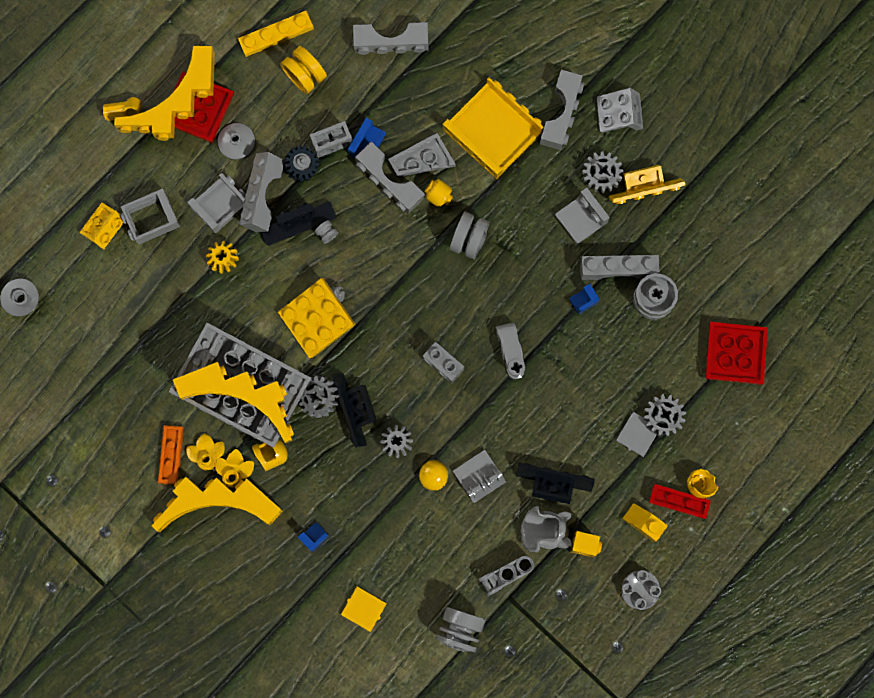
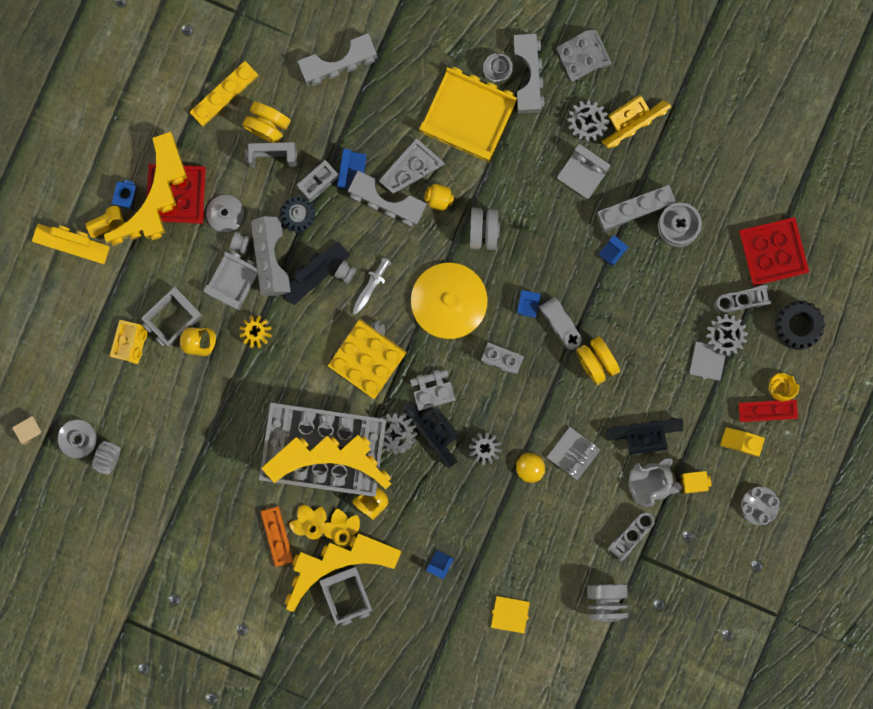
camera: 15 degrees left, 5 degrees up
(38, 323) = (106, 457): none -> light grey gear
(84, 117) = (71, 243): none -> yellow bracket
(150, 99) = (127, 203): none -> blue brick
(159, 244) = (191, 339): none -> yellow helmet
(213, 514) = (340, 577): none -> light grey window
(239, 171) = (240, 242): none -> light grey wheel
(299, 96) = (271, 150): none -> light grey panel
(353, 247) = (375, 278): none -> light grey sword
(367, 375) = (434, 395): none -> light grey plate
(413, 292) = (449, 301): none -> yellow dish
(486, 320) = (528, 304): none -> blue panel
(533, 395) = (598, 361): none -> yellow wheel
(535, 94) = (497, 67): none -> light grey hair
(704, 389) = (755, 298): none -> light grey piece
(753, 426) = (811, 313): none -> black tyre

